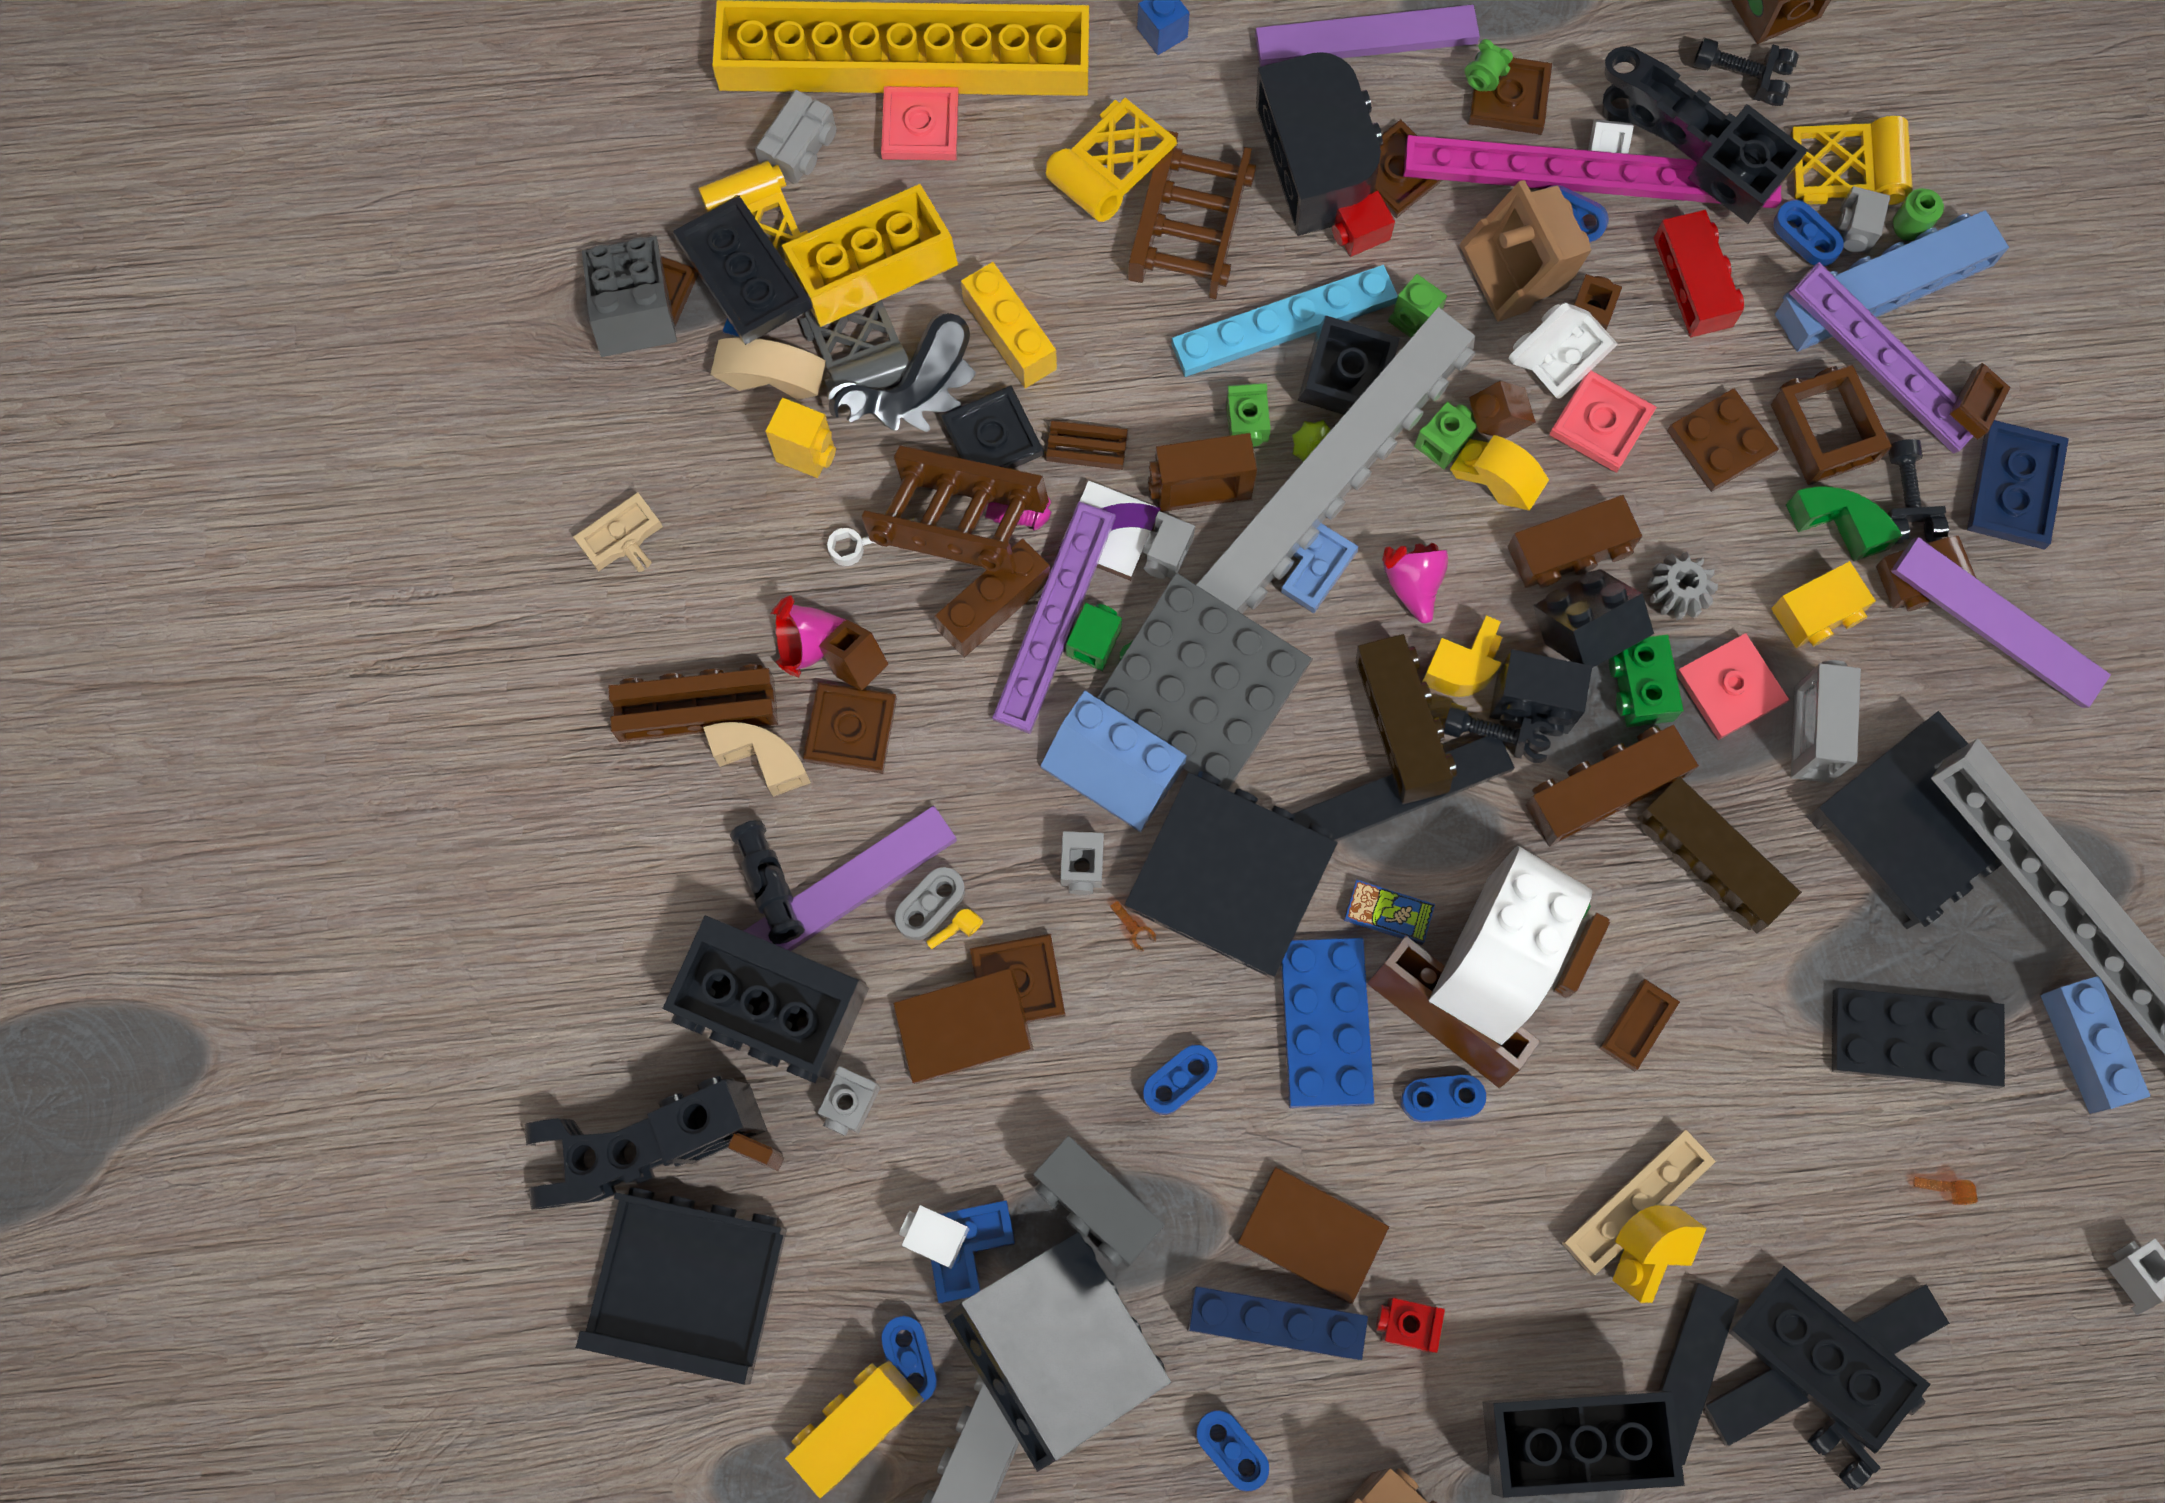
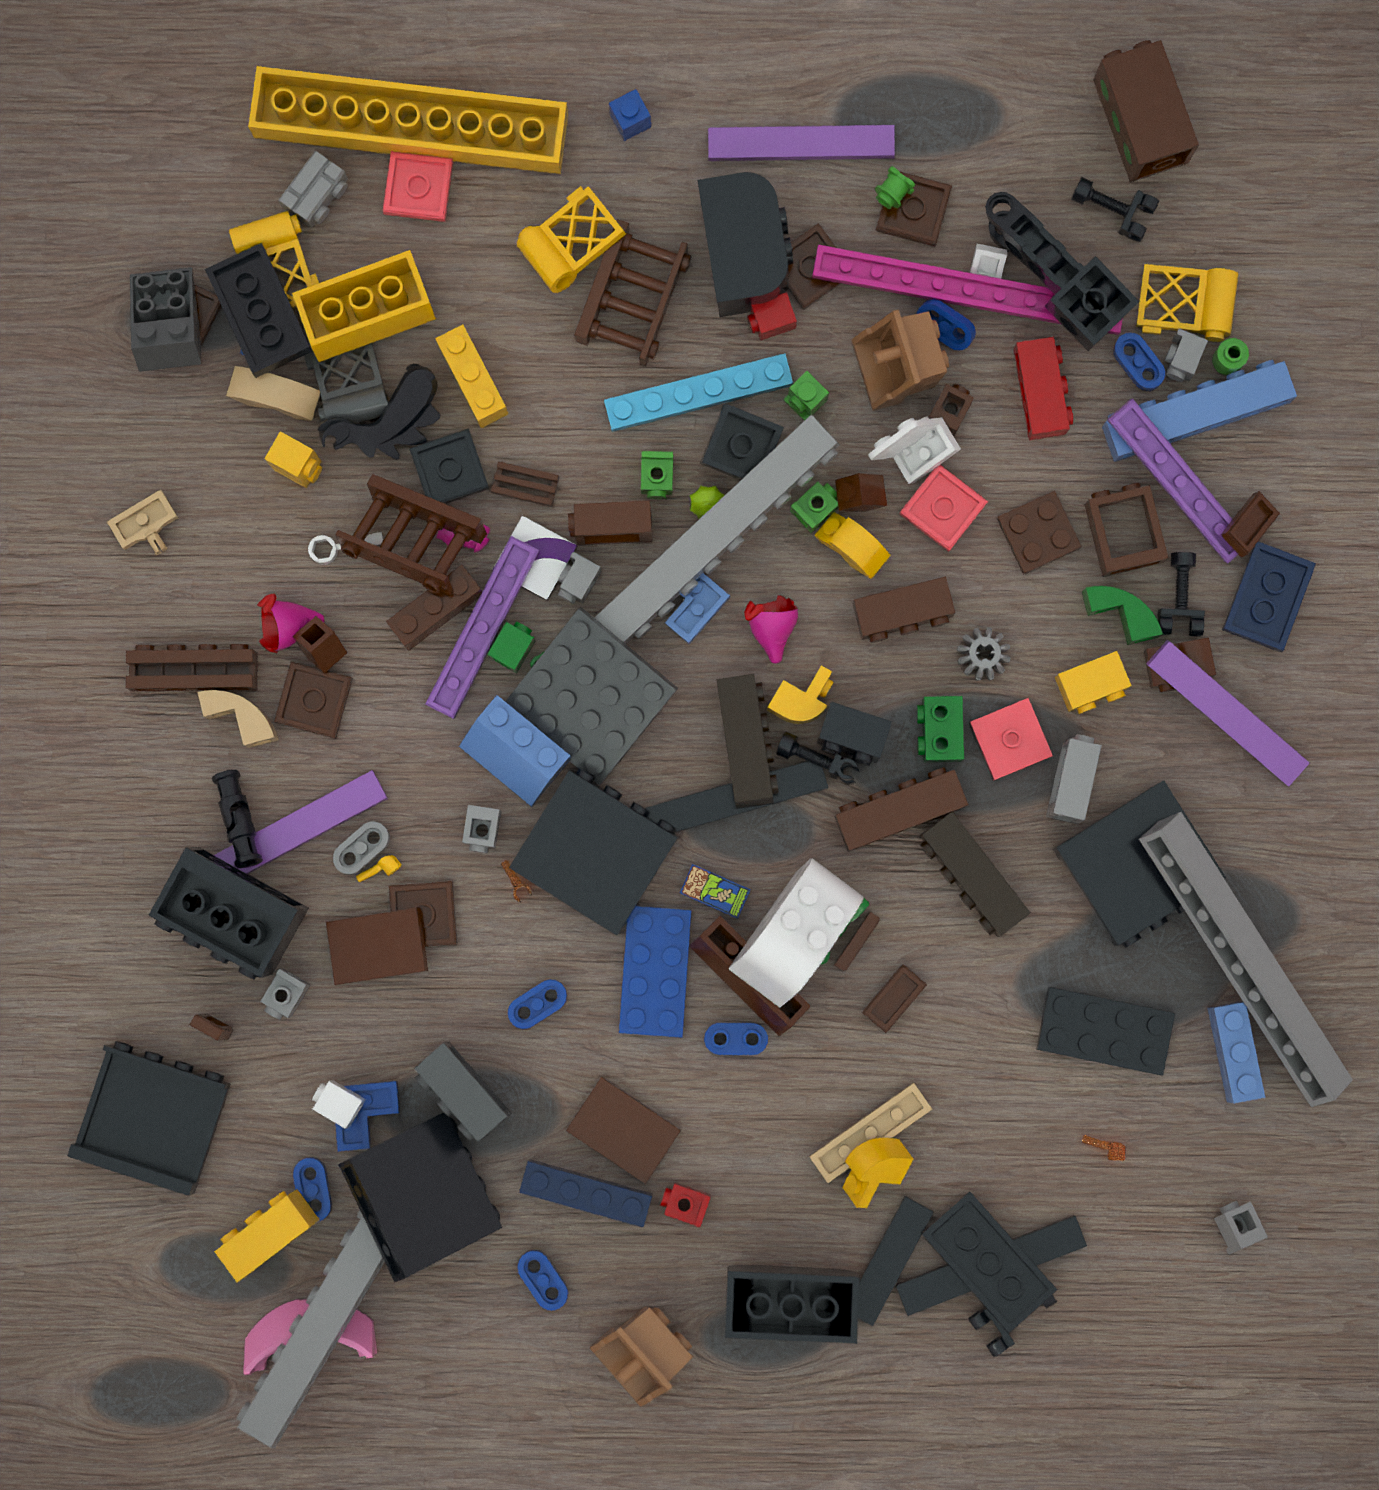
camera: 10 degrees right, 10 degrees up
(668, 1136) = (153, 1007): black brick -> none
(1593, 618) = (904, 678): black brick -> none

